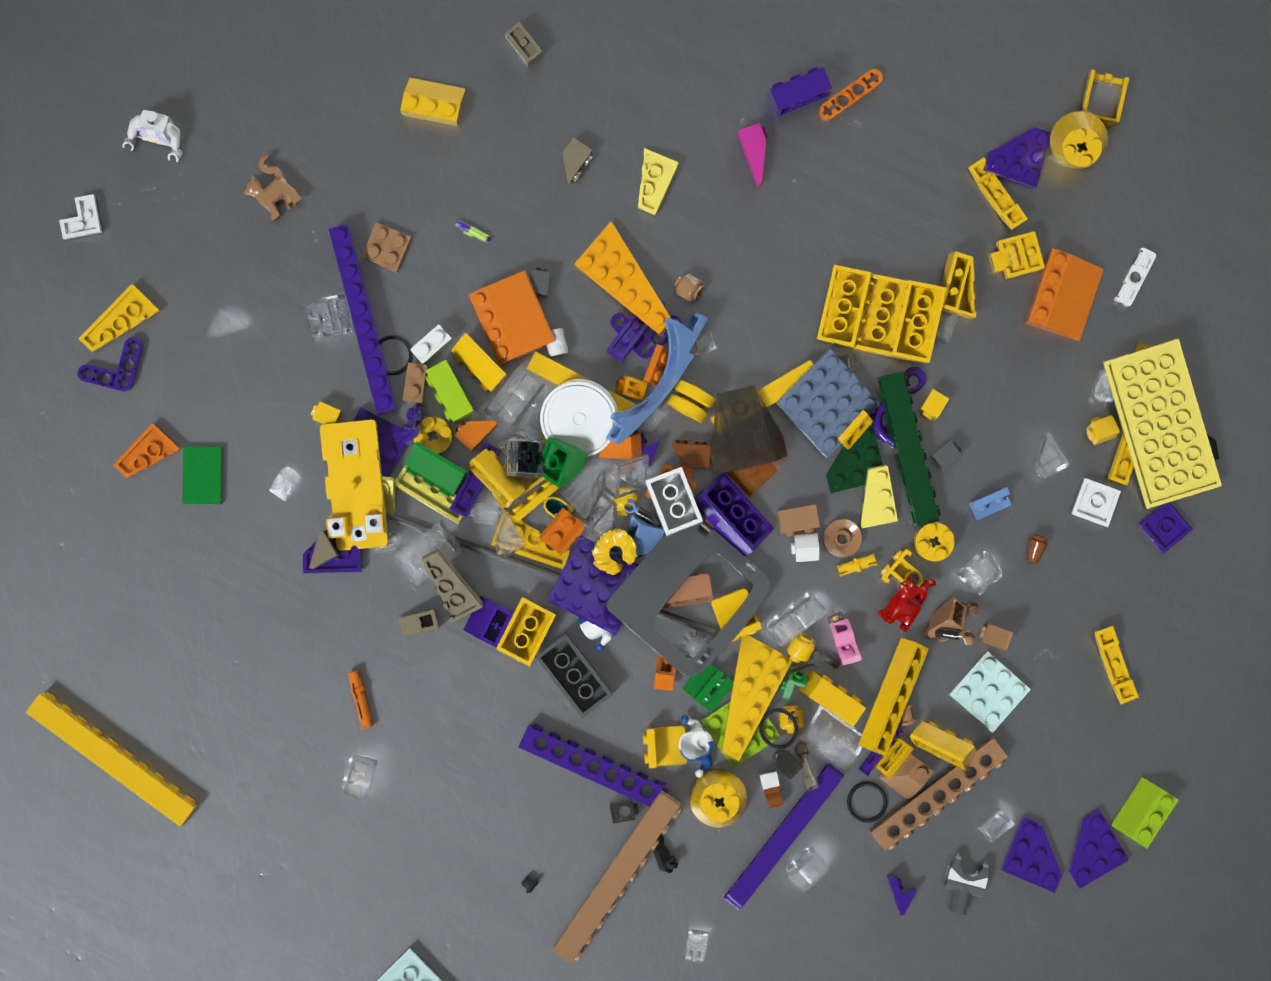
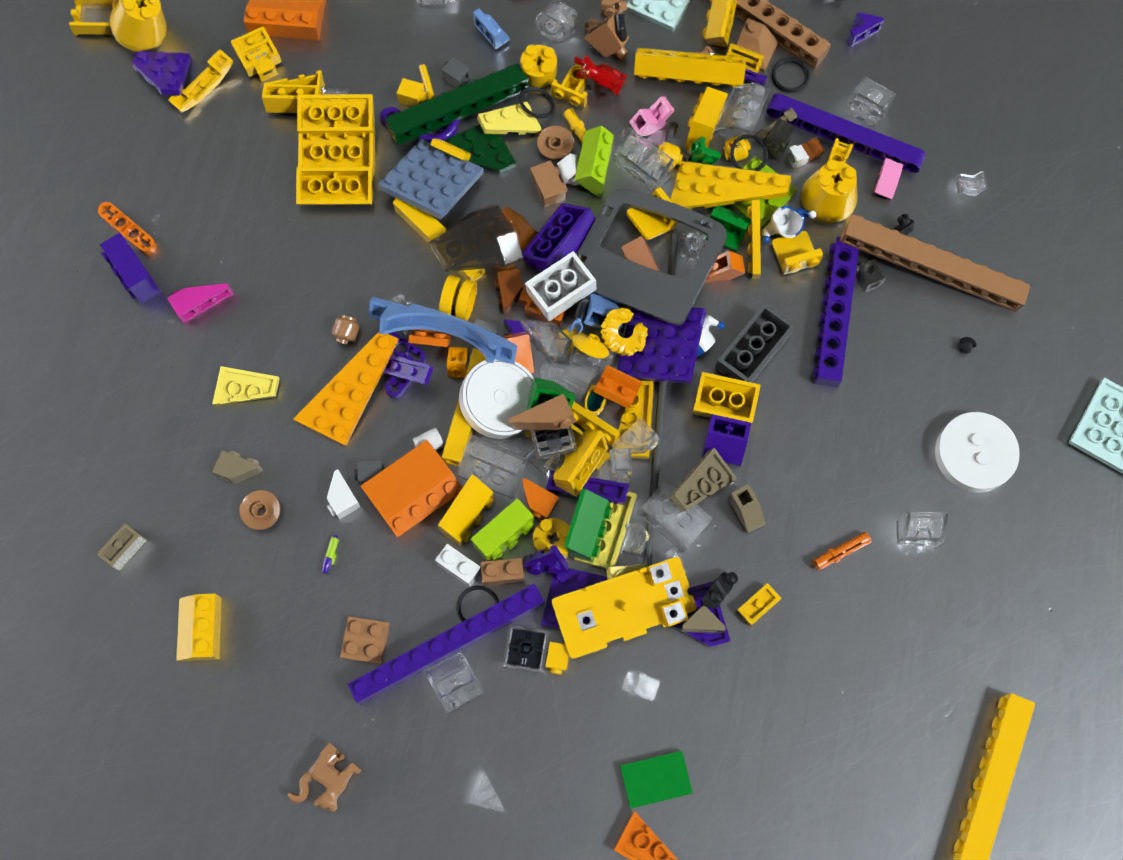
camera: 110 degrees left, 15 degrees down
(330, 608) = (758, 604): none -> yellow plate
(333, 385) = (521, 640): none -> piece
(349, 574) = (719, 589): none -> black piece
(415, 512) = (635, 540): none -> clear bracket
(421, 856) = (977, 452): none -> white brick
(523, 251) = (341, 497): none -> white slope
(526, 165) = (253, 503): none -> medium nougat dish
(543, 461) = (550, 415): none -> medium nougat slope
(607, 515) = (590, 345): none -> yellow dish
(693, 709) = (754, 231): none -> yellow plate
(722, 864) = (888, 178): none -> bright pink slope
(762, 823) = (840, 151): none -> yellow piece
(807, 570) = (594, 159): none -> lime slope
(898, 545) = (532, 113): none -> black tyre
(944, 423) = (426, 80): none -> yellow piece

